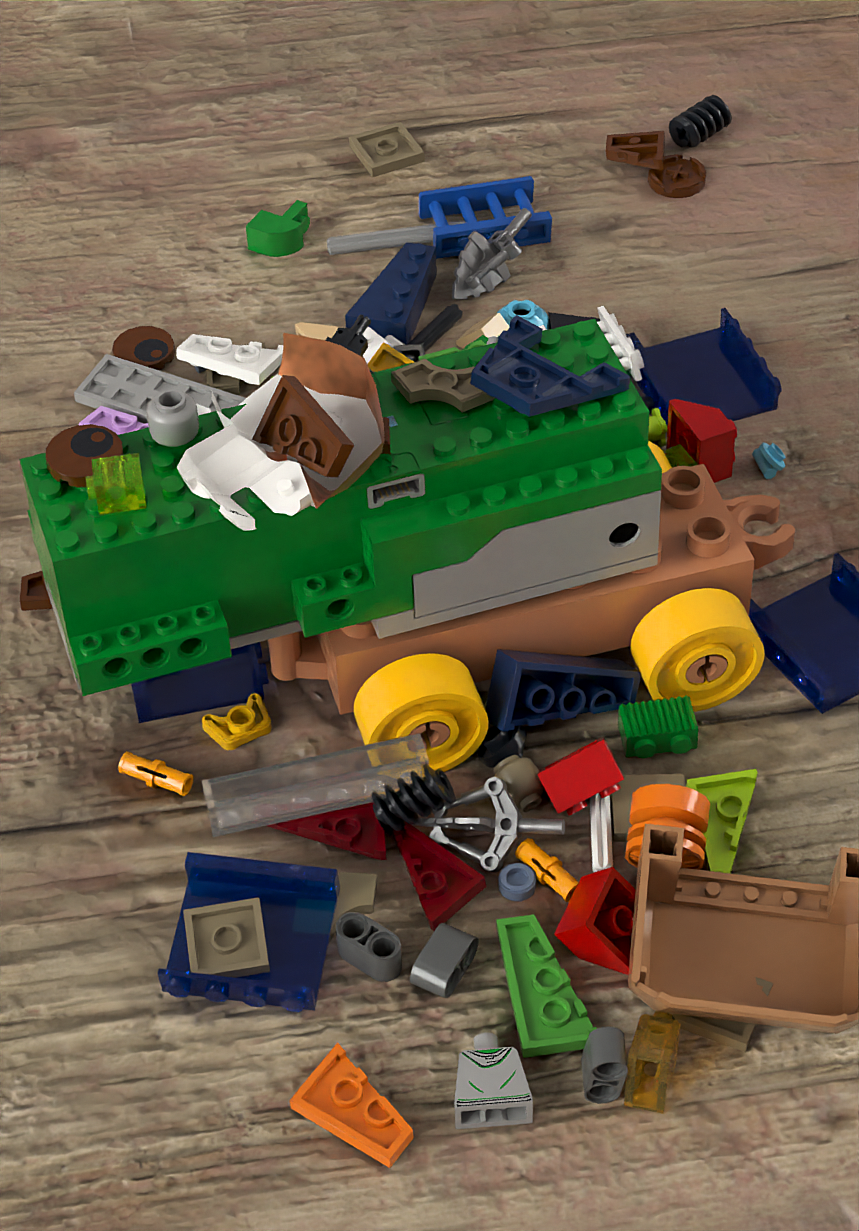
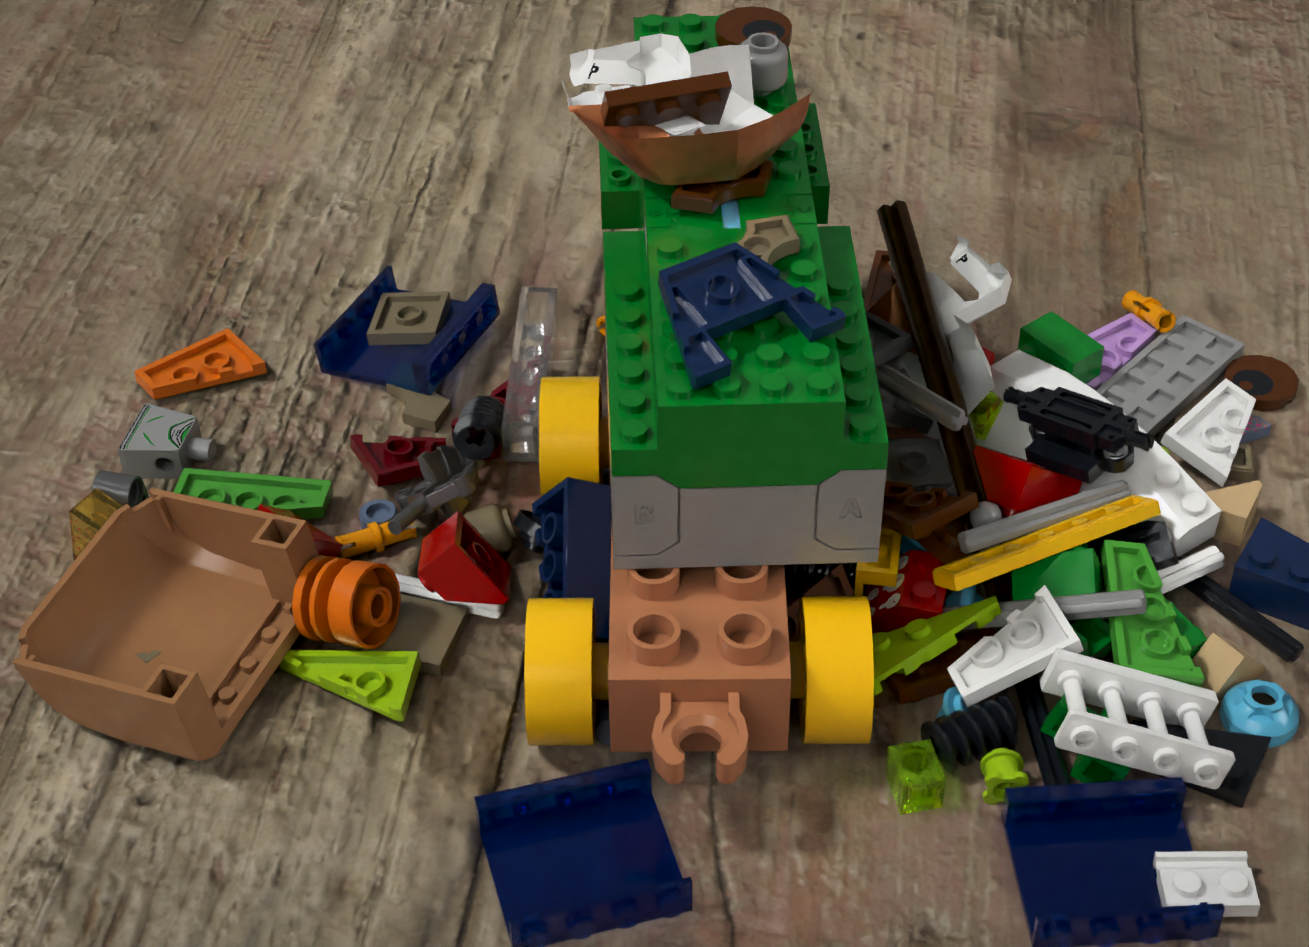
camera: 105 degrees right, 5 degrees down
(93, 399) = (1154, 315): none -> light orange pin
(117, 484) = (694, 27): clear neon green brick -> none
(368, 946) = (353, 399): dark grey beam -> none
(444, 960) = (312, 443): dark grey beam -> none
(657, 727) = (501, 662): green brick -> none
(693, 330) = (1208, 878): none -> white plate
(704, 435) = (942, 799): red slope -> none
(769, 459) = (918, 894): medium azure plate -> none

